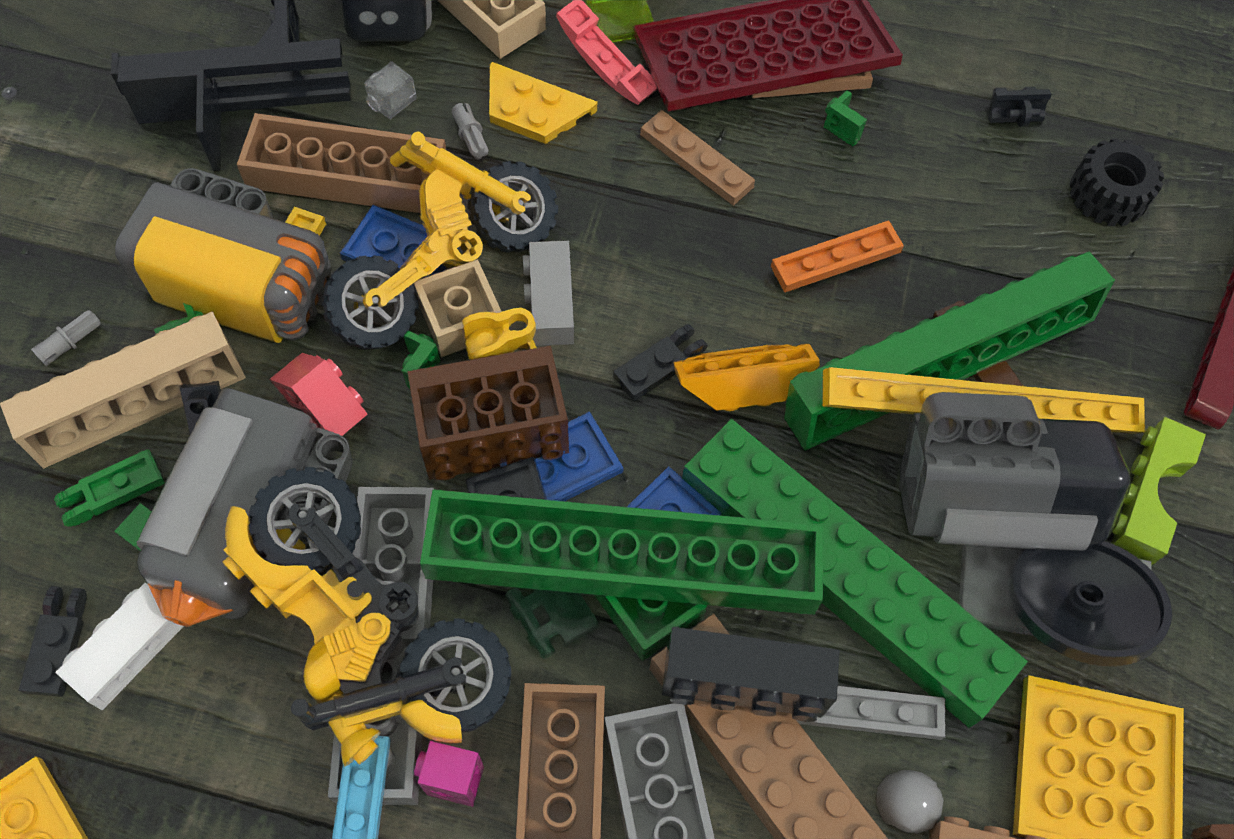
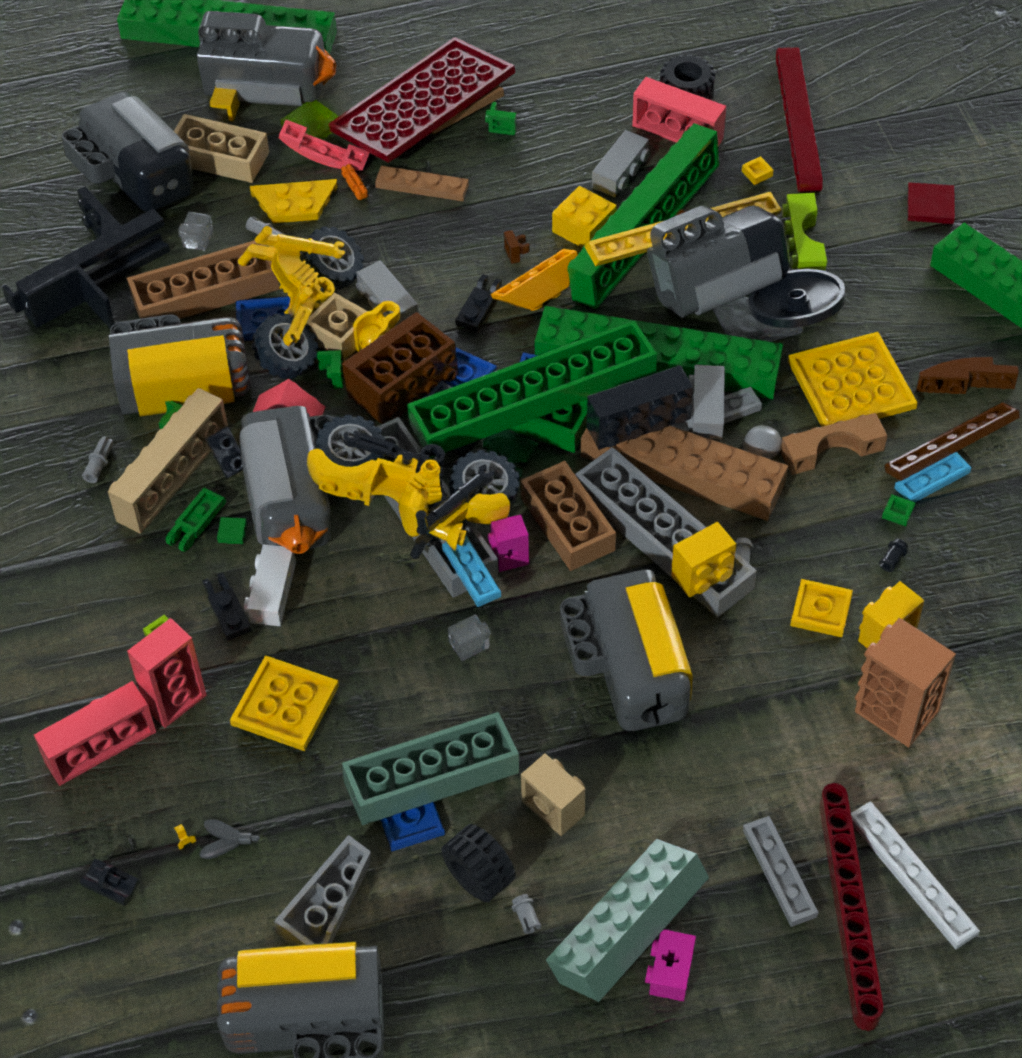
camera: 25 degrees left, 10 degrees down
(617, 116) = (354, 182): none -> orange axle
(752, 304) = (515, 246): none -> reddish brown tile
(836, 256) = (546, 198): orange plate -> none
(864, 697) = (707, 401): none -> light grey brick
(866, 308) = (581, 216): none -> yellow brick
(962, 254) = (620, 163): none -> light grey brick
(1018, 105) = (602, 66): black hips -> none
(1077, 218) = (673, 111): none -> coral brick
(1143, 354) = (757, 170): none -> yellow plate

